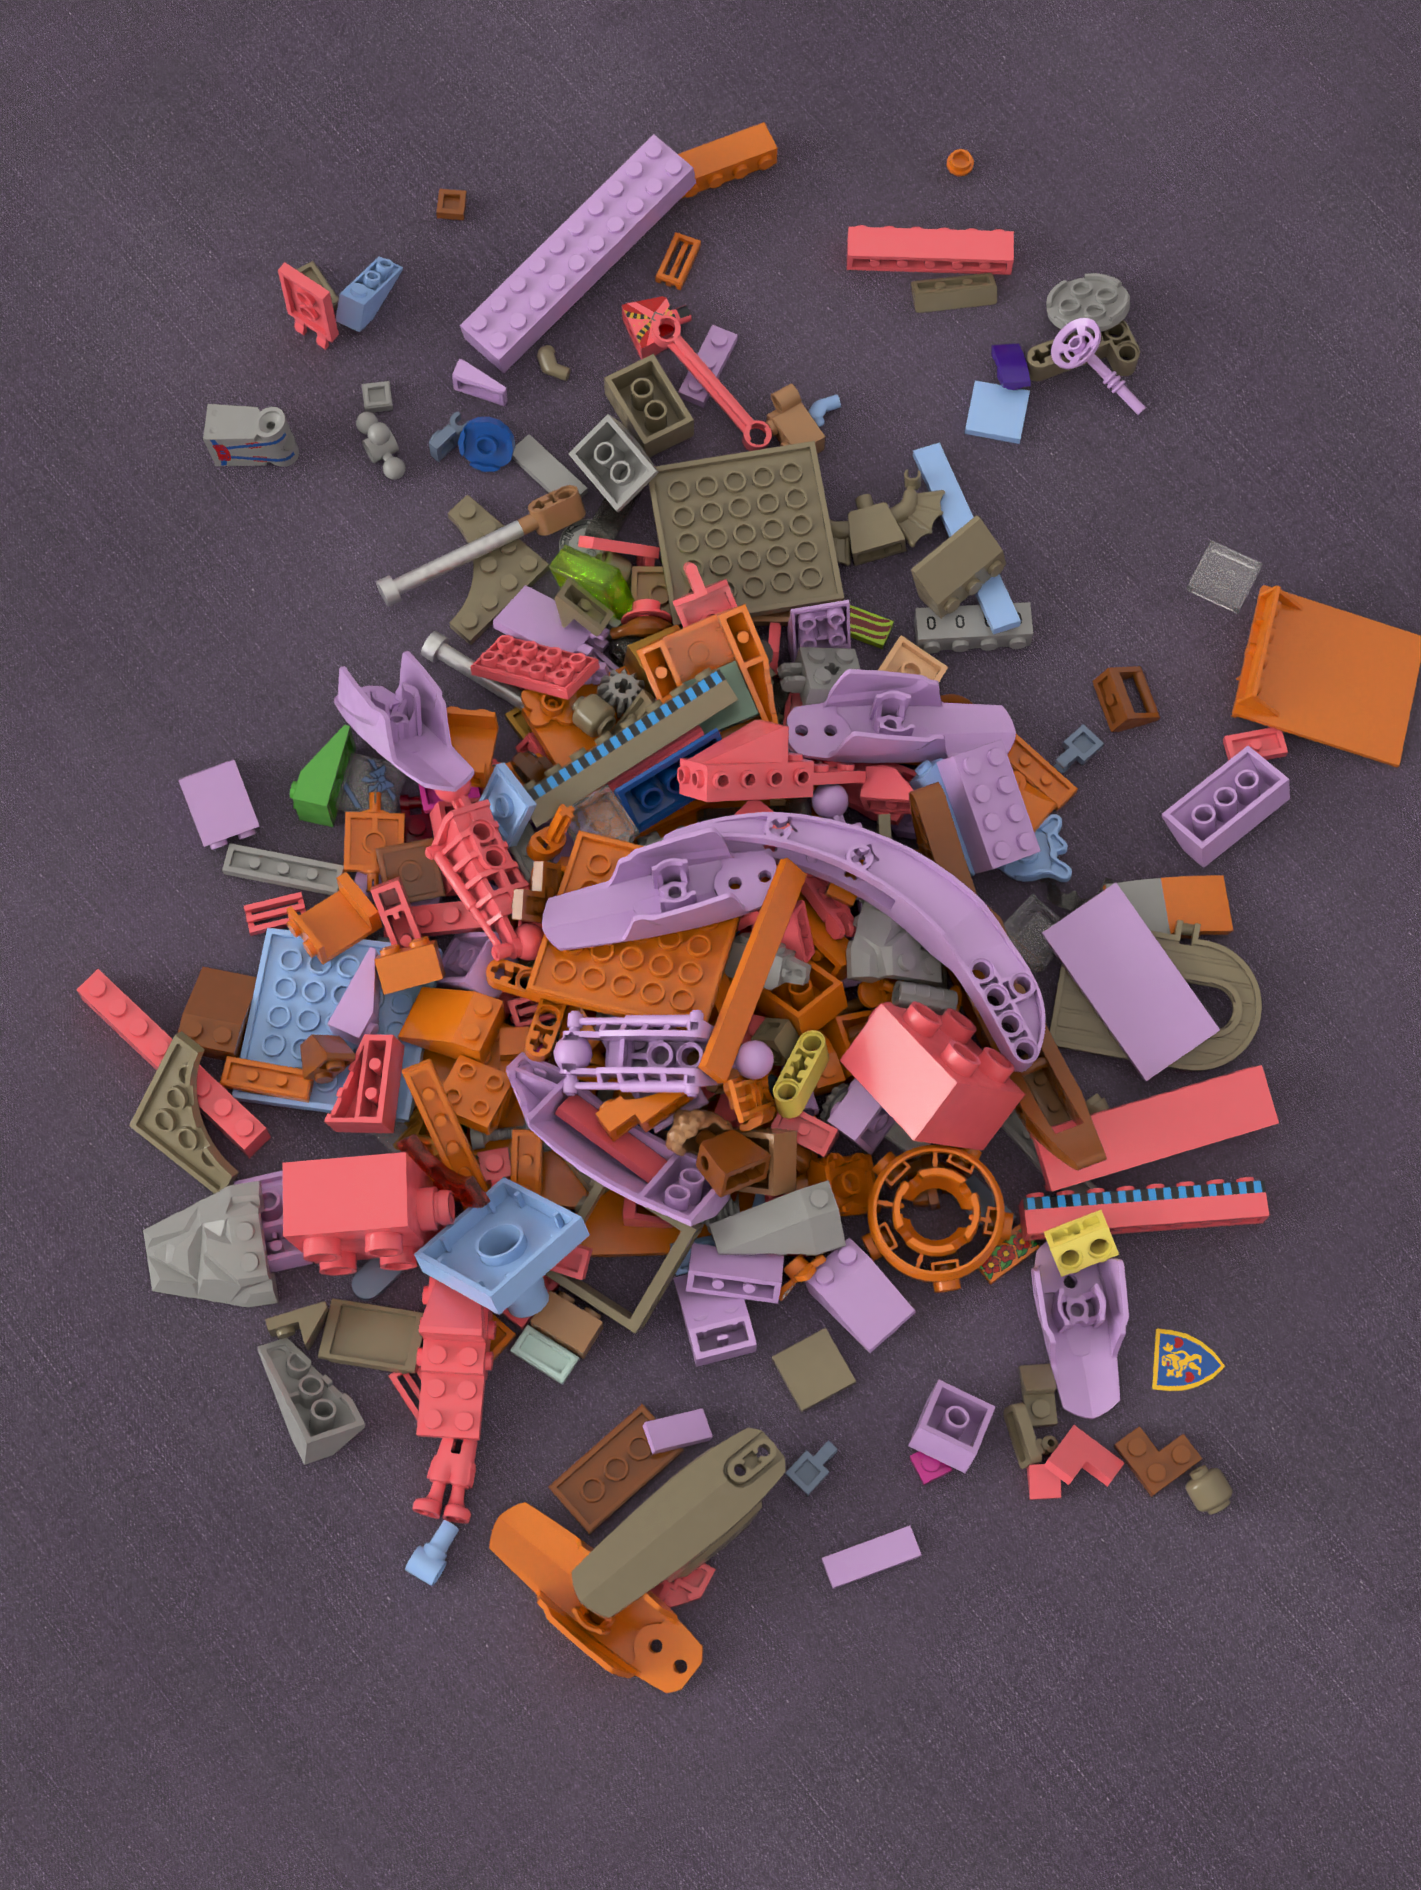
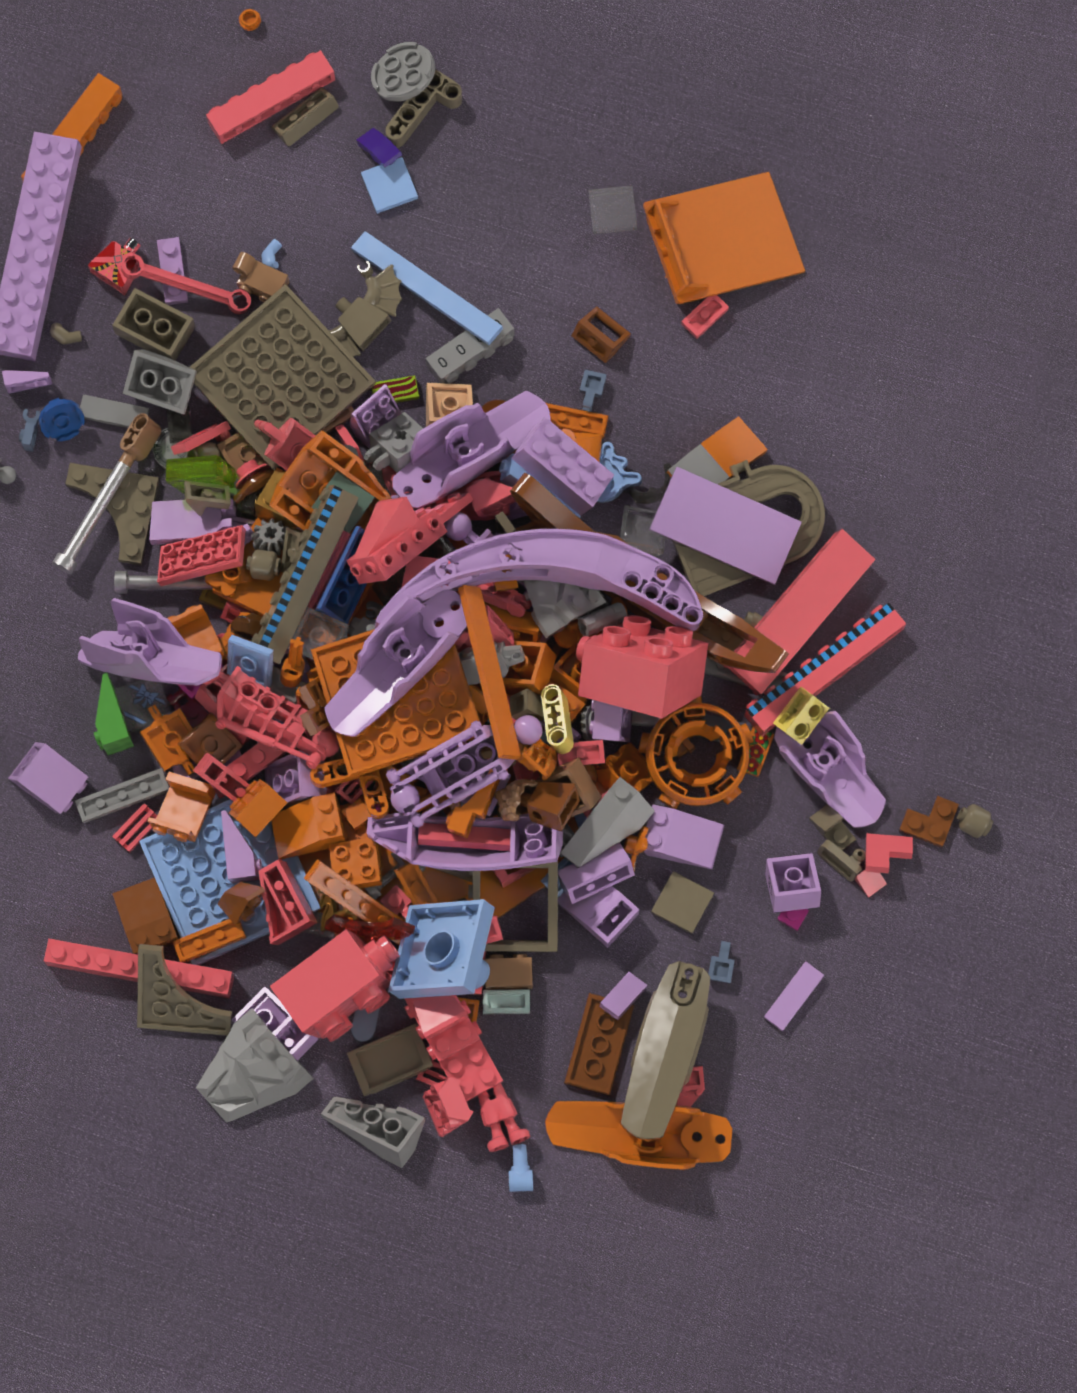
camera: 30 degrees left, 5 degrees up
(307, 1319) = (341, 1076): dark tan slope -> none
(399, 1427) = (447, 1106): none -> coral slope
(670, 279) = (105, 225): orange tile -> none
(958, 567) = (440, 315): dark tan slope -> none
(1083, 350) = (427, 108): lavender dish -> none
(1182, 1361) = (908, 750): sticker -> none
(1227, 805) = (712, 368): lavender slope -> none

